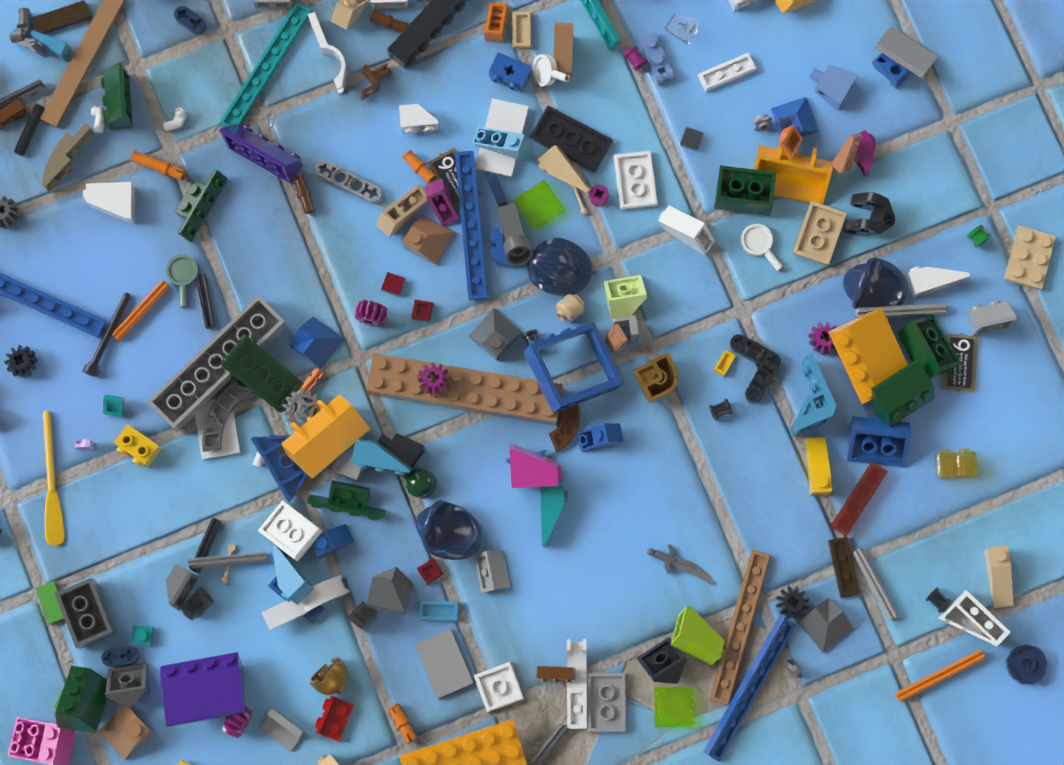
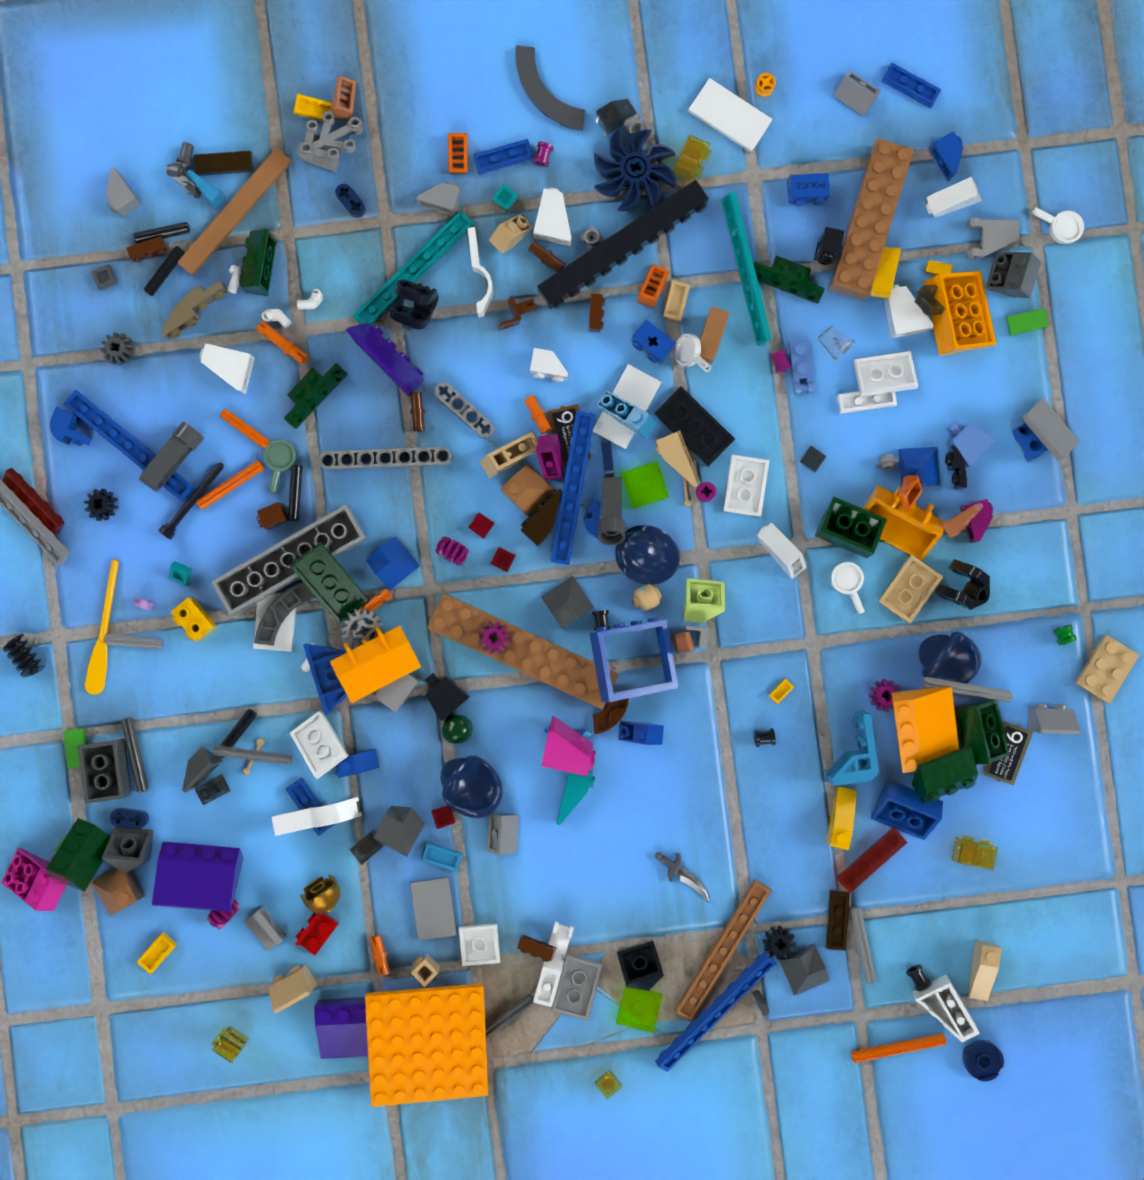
camera: 10 degrees right, 10 degrees up
(84, 483) = (133, 641): none -> light grey axle
(86, 280) = (171, 456): none -> dark grey beam
(111, 593) = (134, 755): none -> dark grey axle
(142, 254) = (244, 428): none -> orange axle
(142, 635) = (154, 803): teal plate -> none
(146, 142) = (276, 315): none -> white arm
(189, 328) = (272, 516): none -> reddish brown brick
(276, 242) = (376, 456): none -> light grey beam
(284, 96) = (424, 304): none -> black piece
(289, 577) = (306, 792): slope -> none
(348, 499) = (382, 728): dark green bracket -> none
(373, 454) = (418, 696): dark azure slope -> none
(449, 60) = (596, 313): none -> reddish brown piece
(450, 266) = (541, 524): none -> dark brown slope
(451, 722) = (425, 969): none -> tan brick
(657, 377) = (712, 691): pearl gold brick -> none
(697, 637) = (679, 951): lime slope -> none
(737, 43) = (885, 373): none -> white tile
(761, 361) = (816, 699): black beam -> none
(827, 107) = (955, 462): none -> black slope
(931, 279) = (1003, 665): white slope -> none

